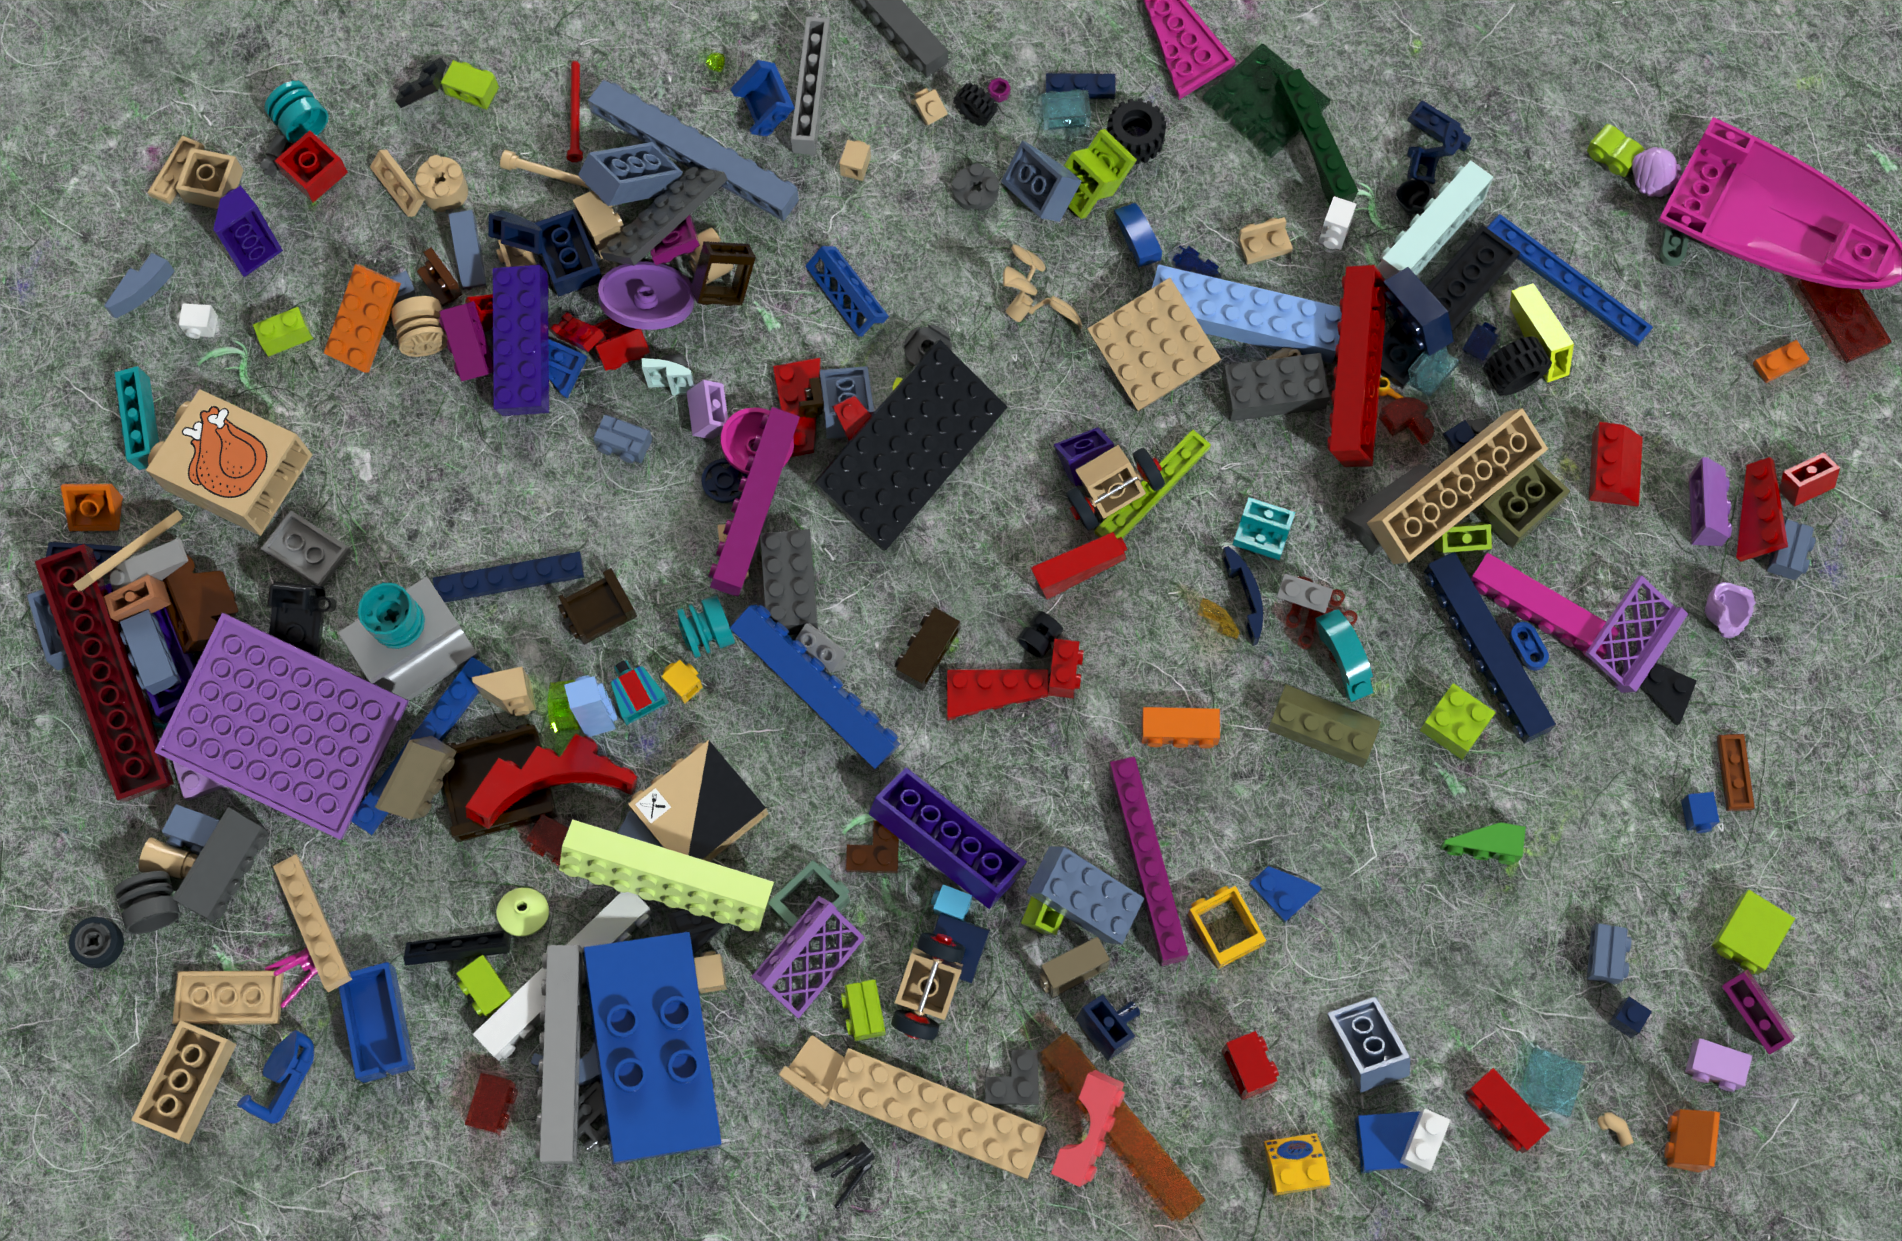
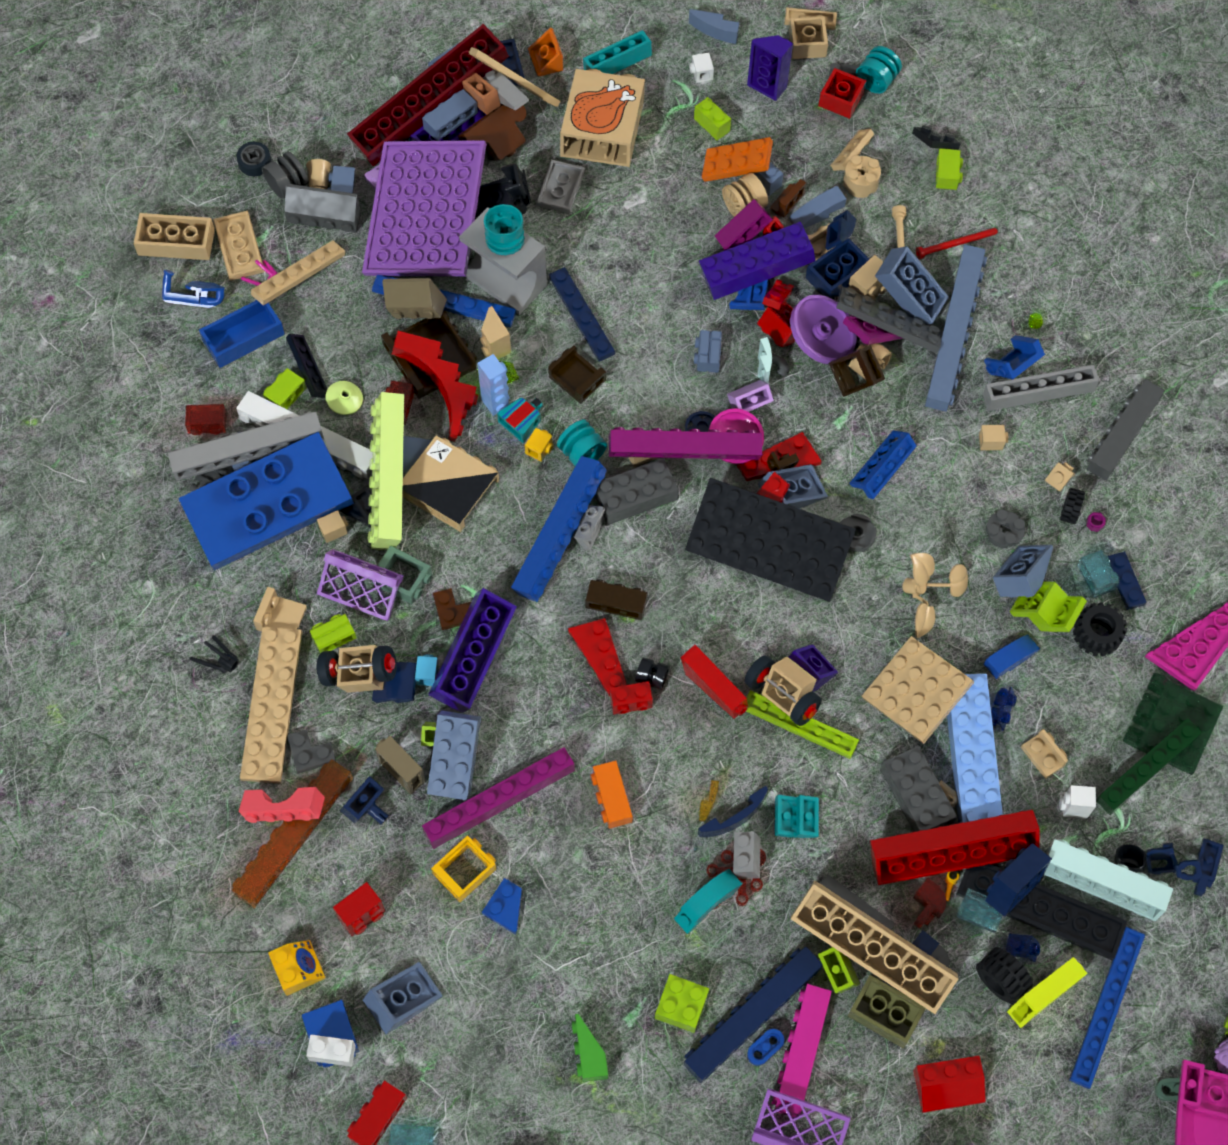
camera: 70 degrees right, 5 degrees down
(1324, 726) = (648, 902): olive slope -> none

